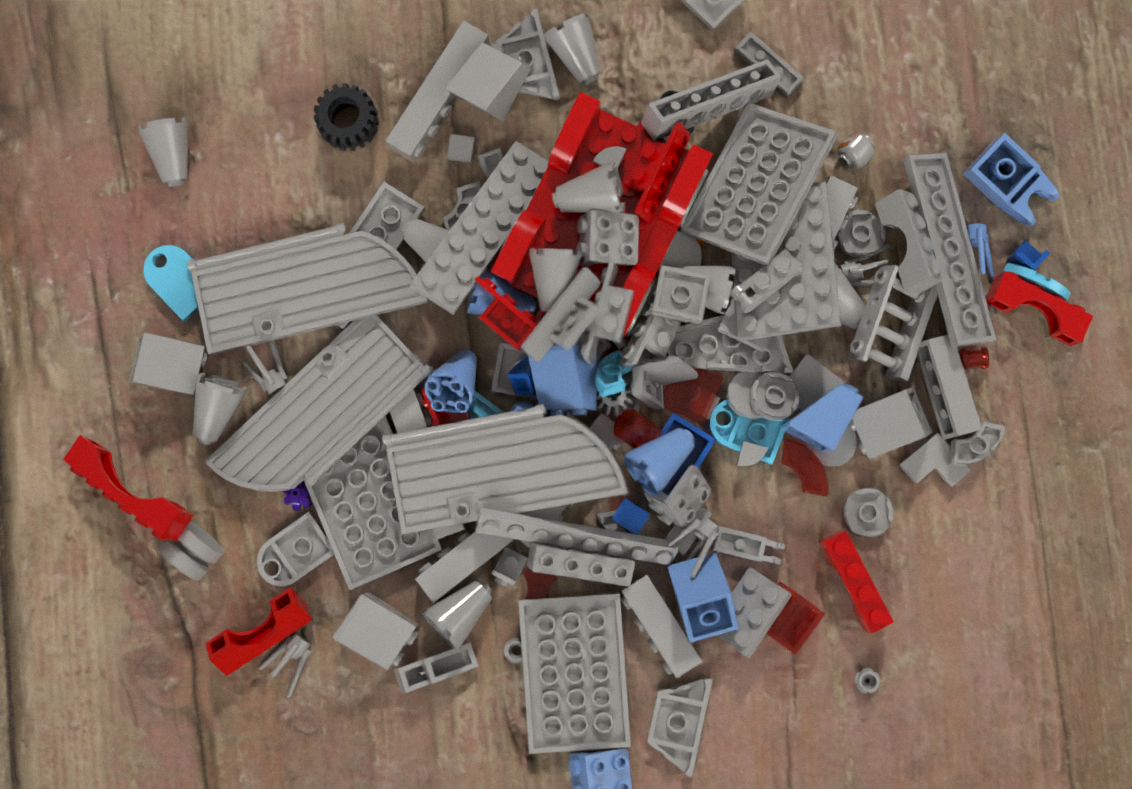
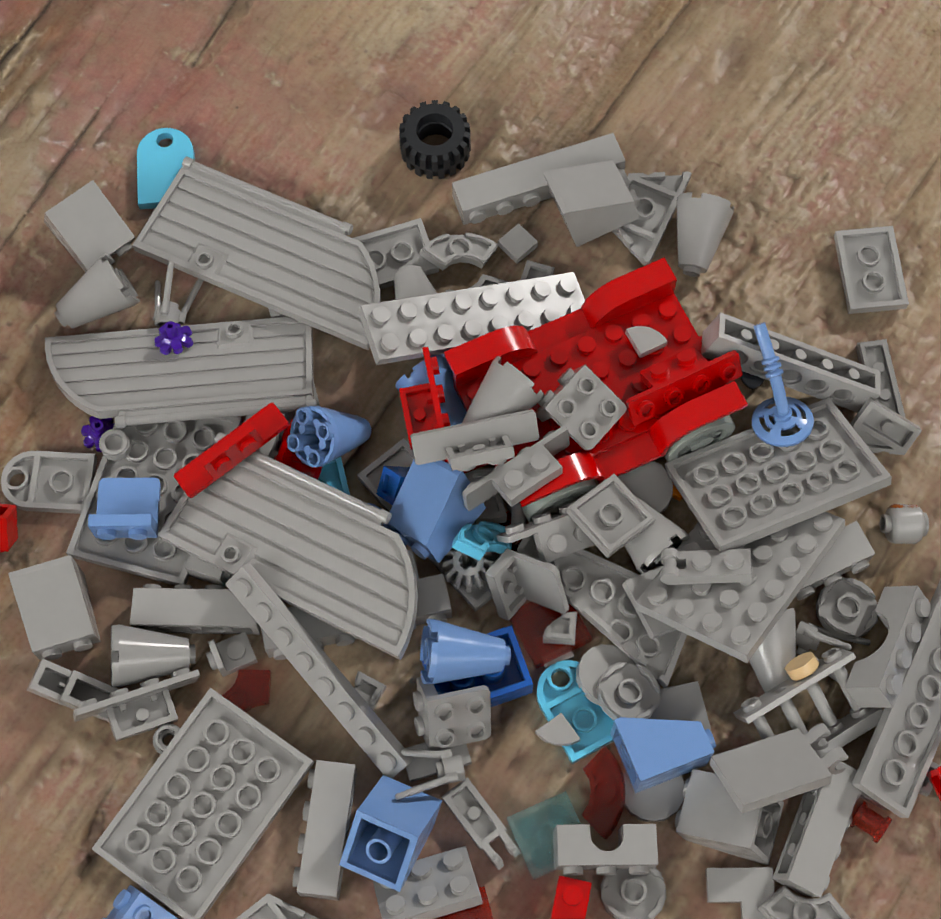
camera: 35 degrees right, 15 degrees down
(168, 148) = (255, 52): light grey cone -> none
(293, 395) = (173, 337): none -> dark purple plant
(318, 496) = (115, 444): none -> light grey tile
(365, 532) = (126, 509): none -> medium blue bracket
(403, 443) = (231, 450): none -> red bracket
(427, 183) = (459, 248): none -> light grey tile
(486, 648) = (139, 709): none -> light grey bracket
(580, 564) = (299, 700): light grey brick -> none
(593, 190) = (607, 353): light grey cone -> none
(630, 516) = (388, 698): blue panel -> none
(635, 428) = (460, 608): clear red wheel -> none
(702, 388) = (562, 630): none -> light grey tile
(729, 135) = (784, 406): none -> medium blue dish
(794, 520) = (534, 831): none -> clear light blue plate
(797, 96) = (884, 429): none -> light grey wing
(853, 490) = (576, 851): none -> light grey arch
(868, 297) = (802, 666): none -> tan tile
(904, 374) = (777, 767): none -> light grey tile

